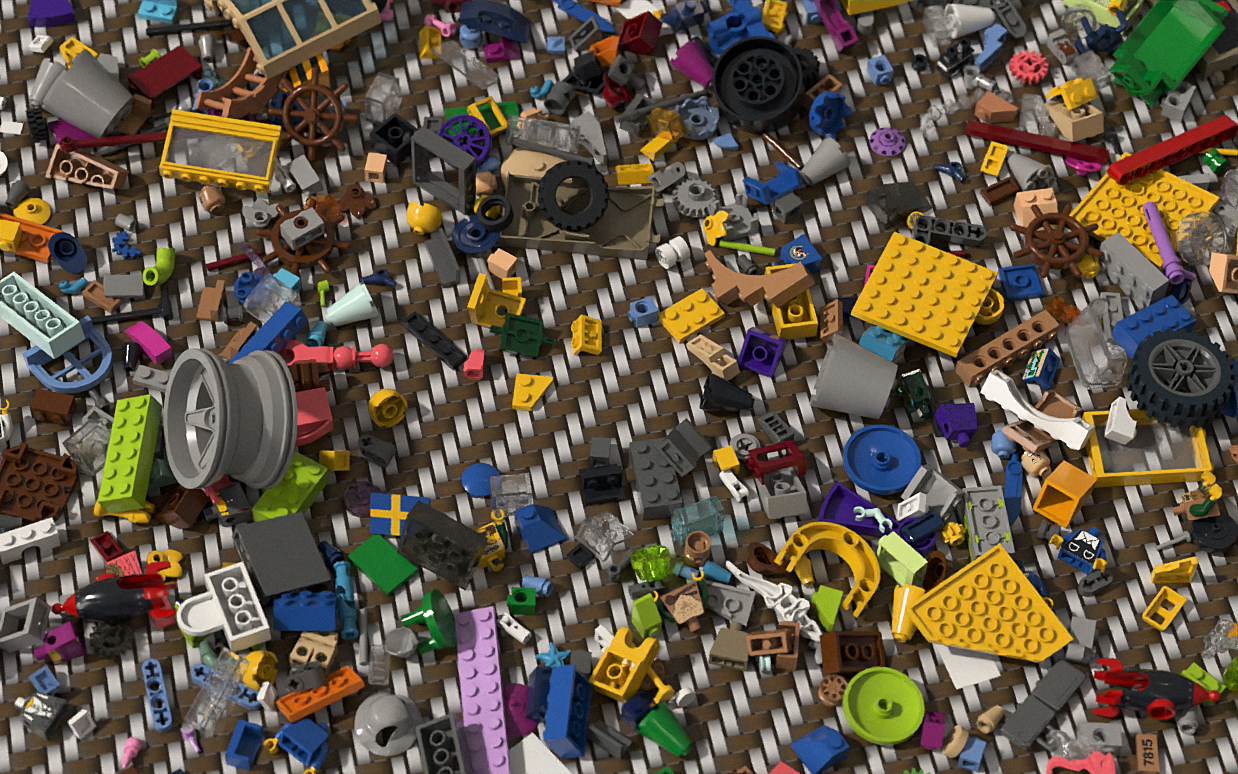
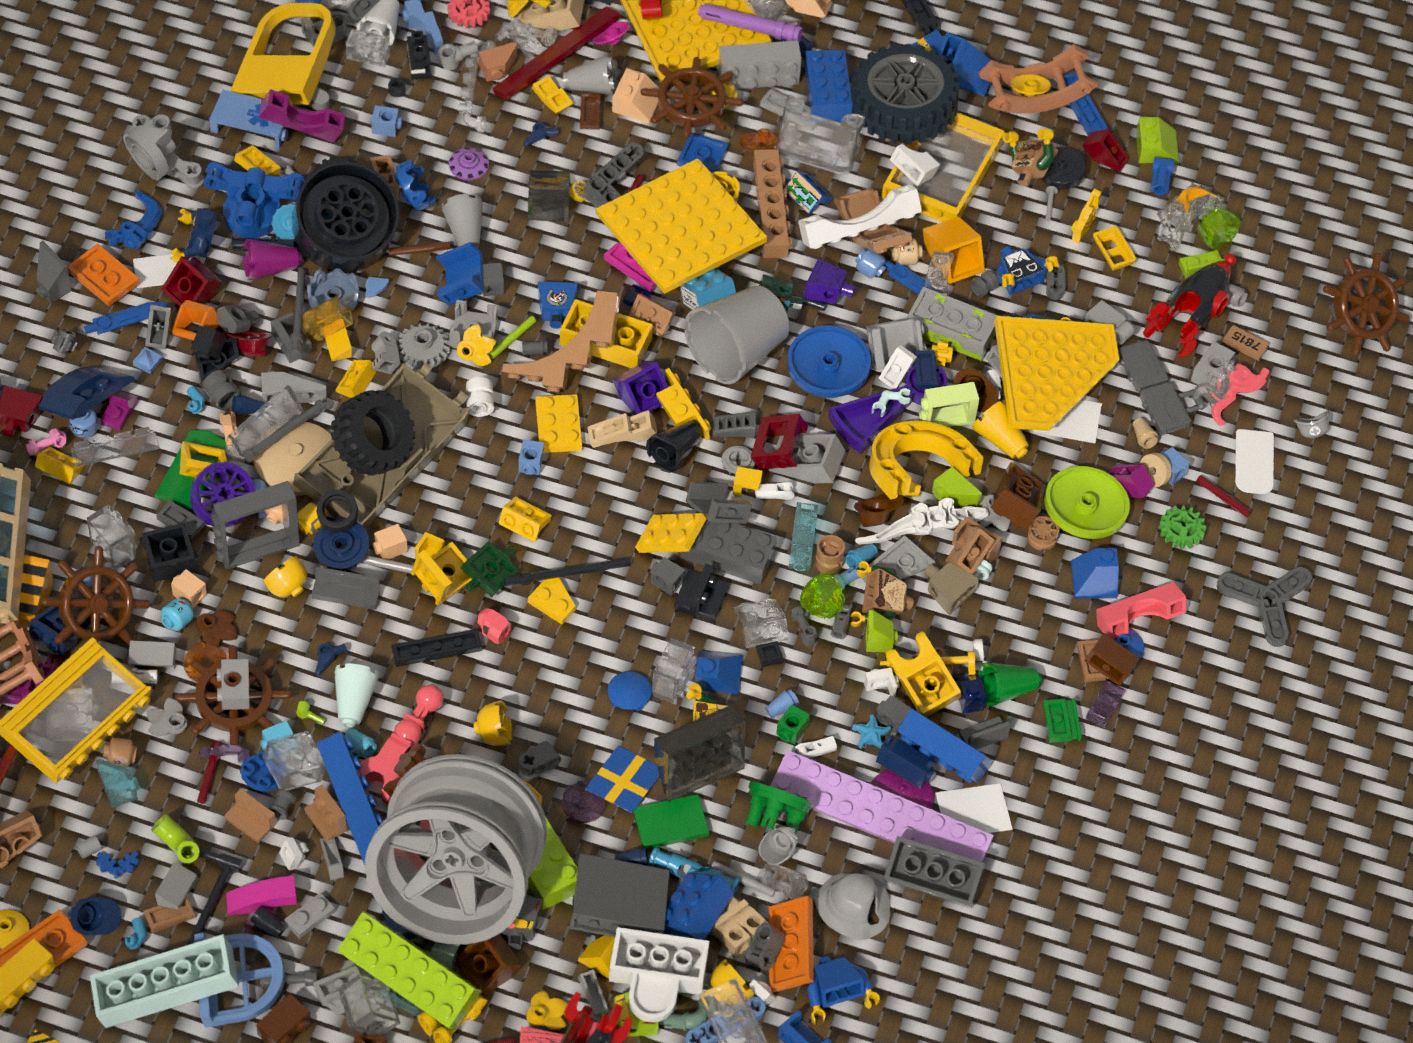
camera: 60 degrees left, 0 degrees up
(184, 210) = (117, 783): none -> clear light blue slope
(197, 341) = (292, 853): none -> white tile
(198, 587) = (593, 992): none -> light grey piece
(349, 171) = (177, 614): none -> medium azure head
(530, 362) = (527, 578): none -> black bar
(556, 115) = (245, 405): none -> dark blue cone
(635, 431) = (670, 533): none -> yellow plate
(763, 383) = (678, 404): none -> yellow bracket
(1026, 495) = (938, 271): none -> clear bracket

